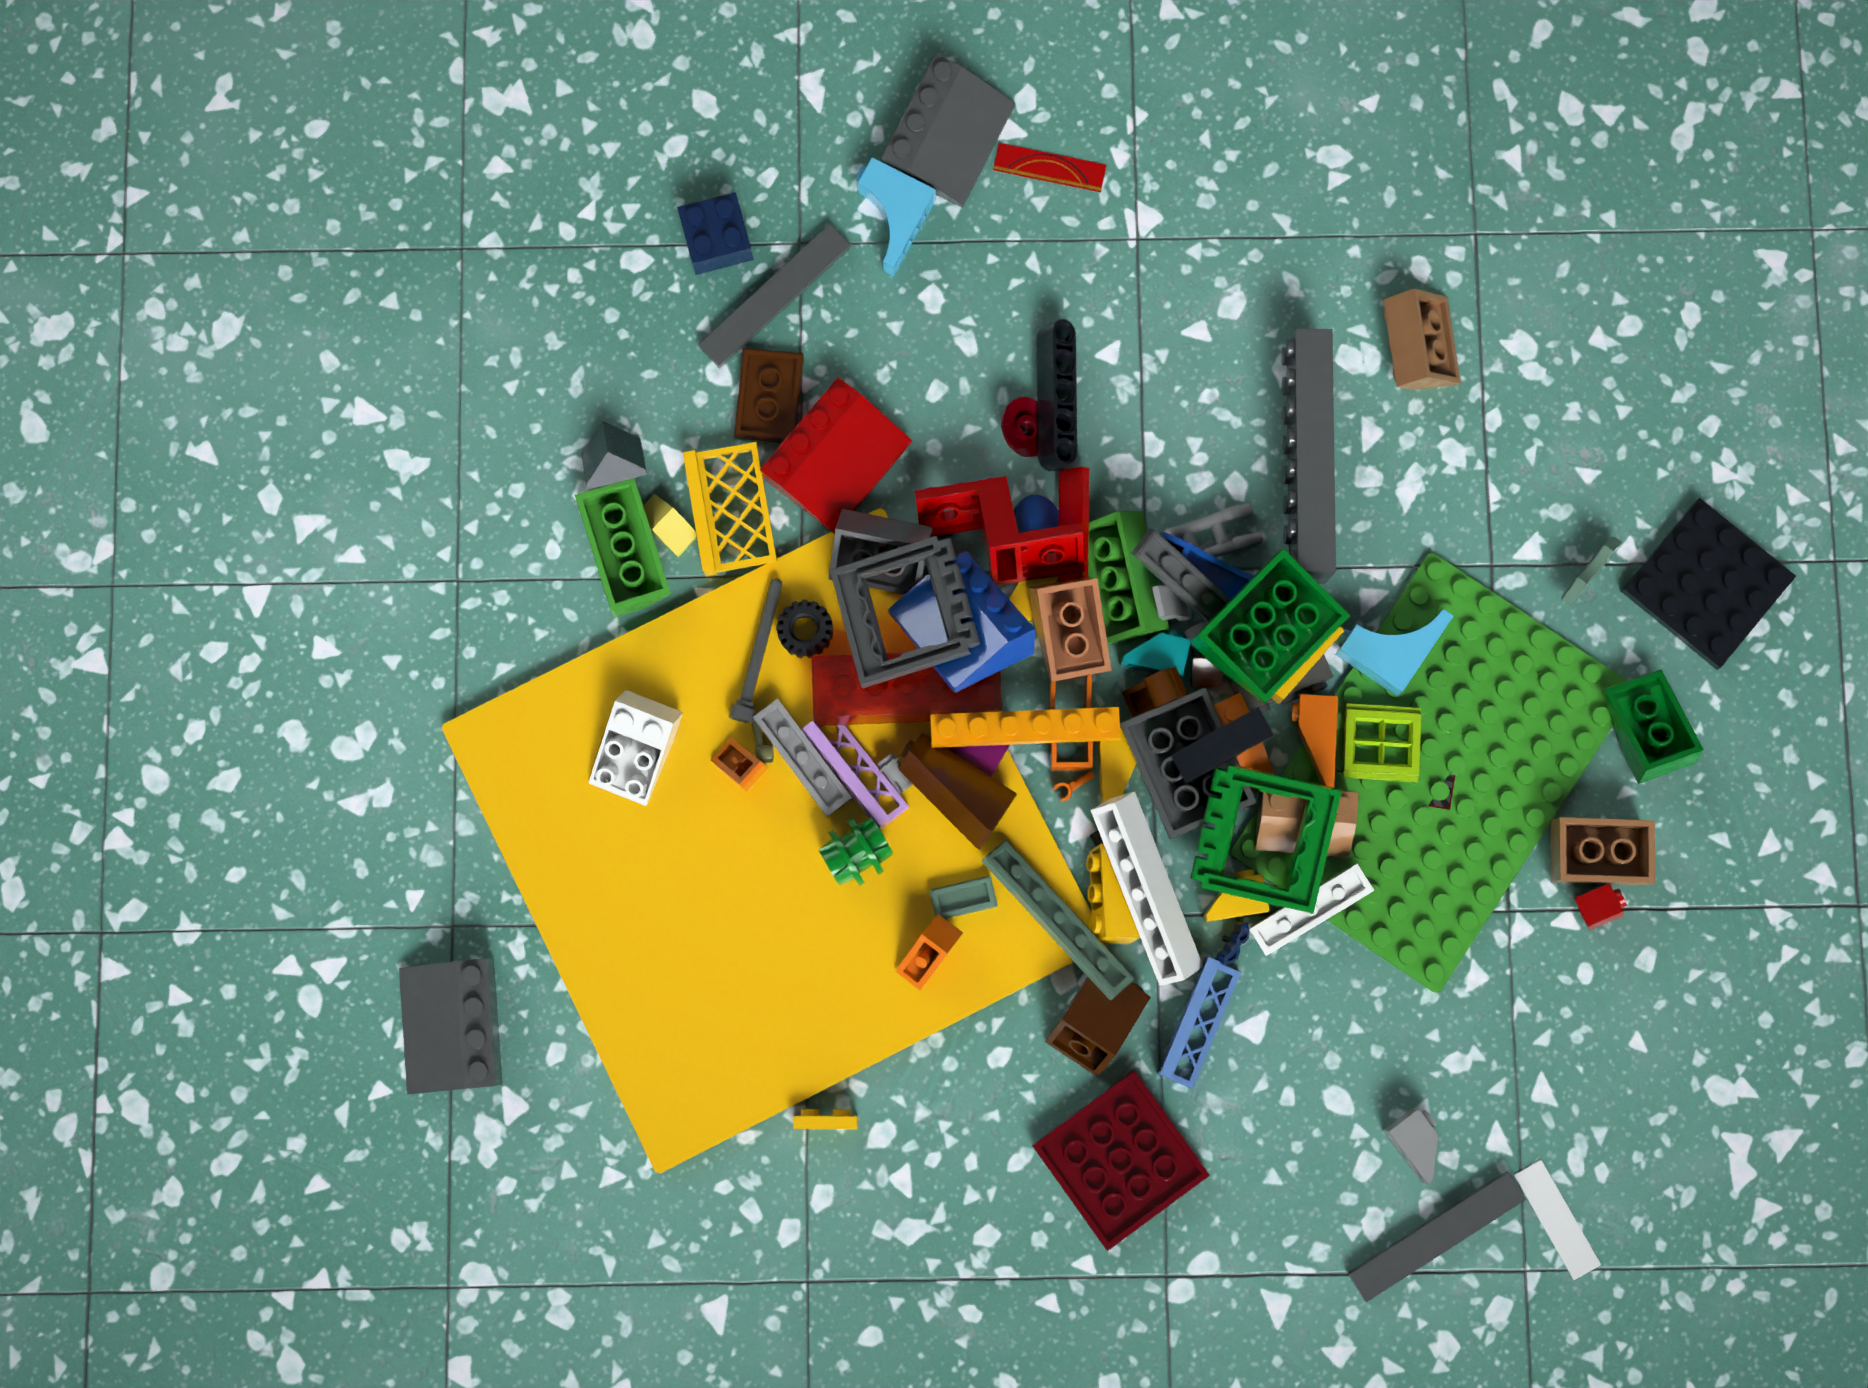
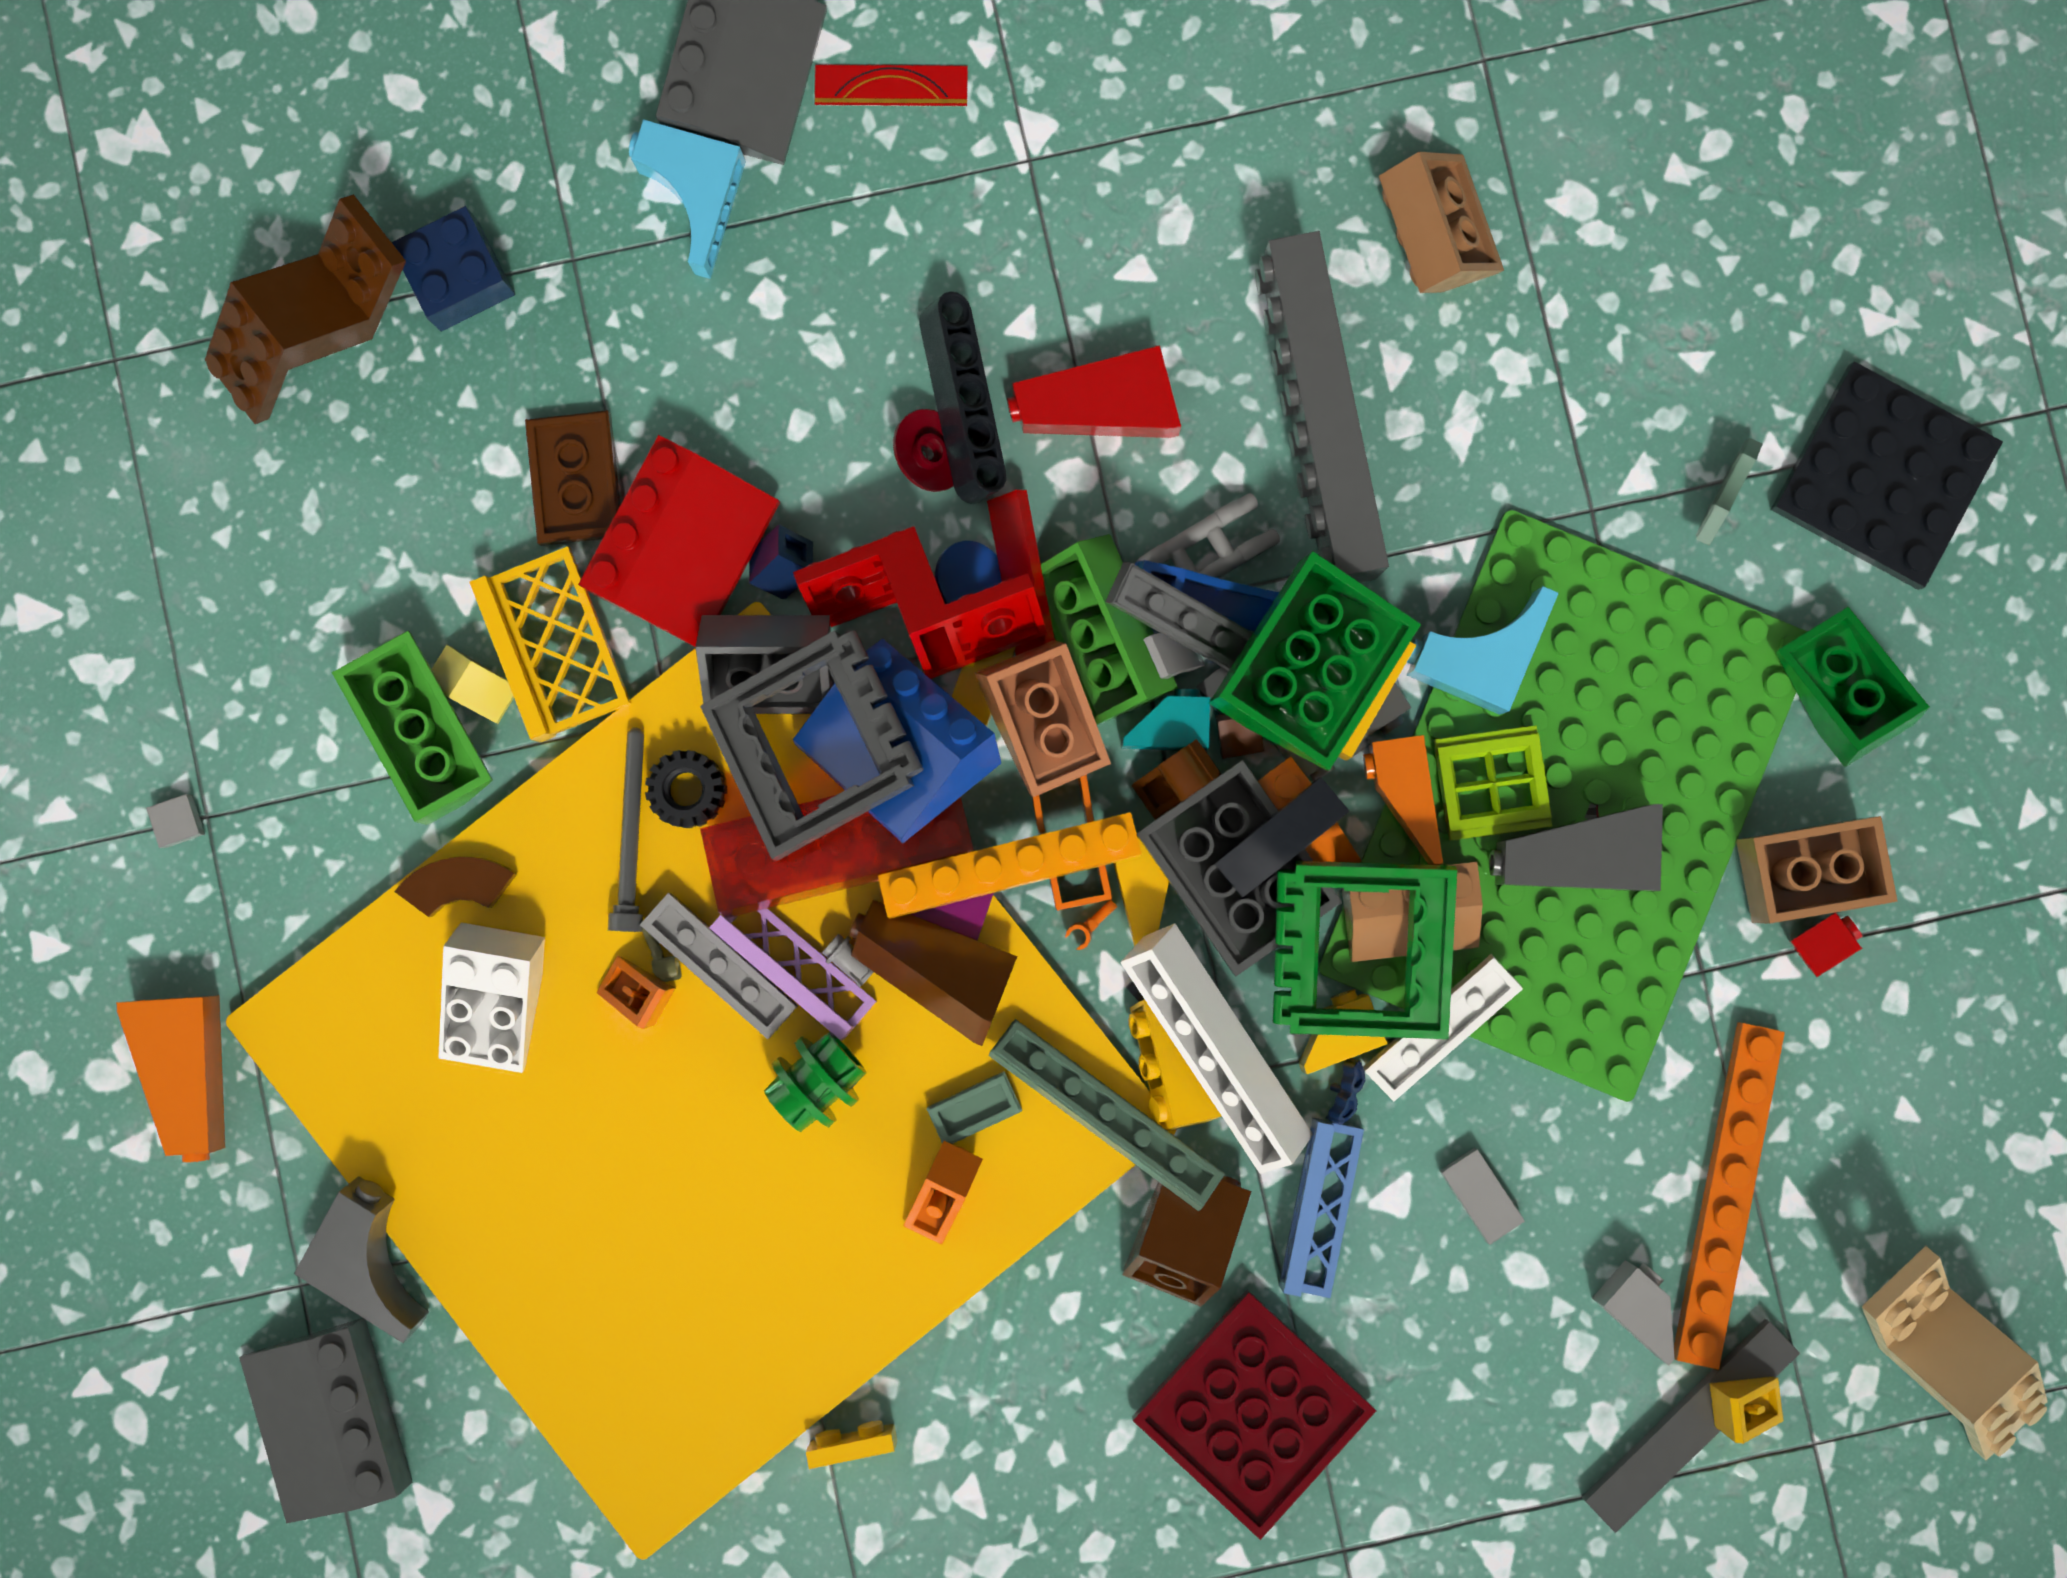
camera: 10 degrees left, 5 degrees up
(403, 751) = (180, 1070): none -> orange slope
(436, 578) = (175, 821): none -> light grey tile
(496, 913) = (353, 1264): none -> dark grey arch
(608, 241) = (304, 309): none -> reddish brown bracket
(612, 457) = (376, 607): black slope -> none
(629, 660) = (455, 880): none -> reddish brown tile
(774, 296) = (553, 339): dark grey tile -> none
(901, 482) = (777, 559): none -> dark blue panel
(1154, 415) = (1102, 398): none -> red slope
(1316, 1038) = (1481, 1196): none -> light grey tile
(1443, 807) = (1595, 853): none -> dark grey slope
(1480, 1227) = (1746, 1407): none -> yellow slope
(1495, 1075) = (1728, 1195): none -> orange plate
(1557, 1220) = (1844, 1368): white sticker -> none
(1637, 1218) = (1956, 1354): none -> tan bracket

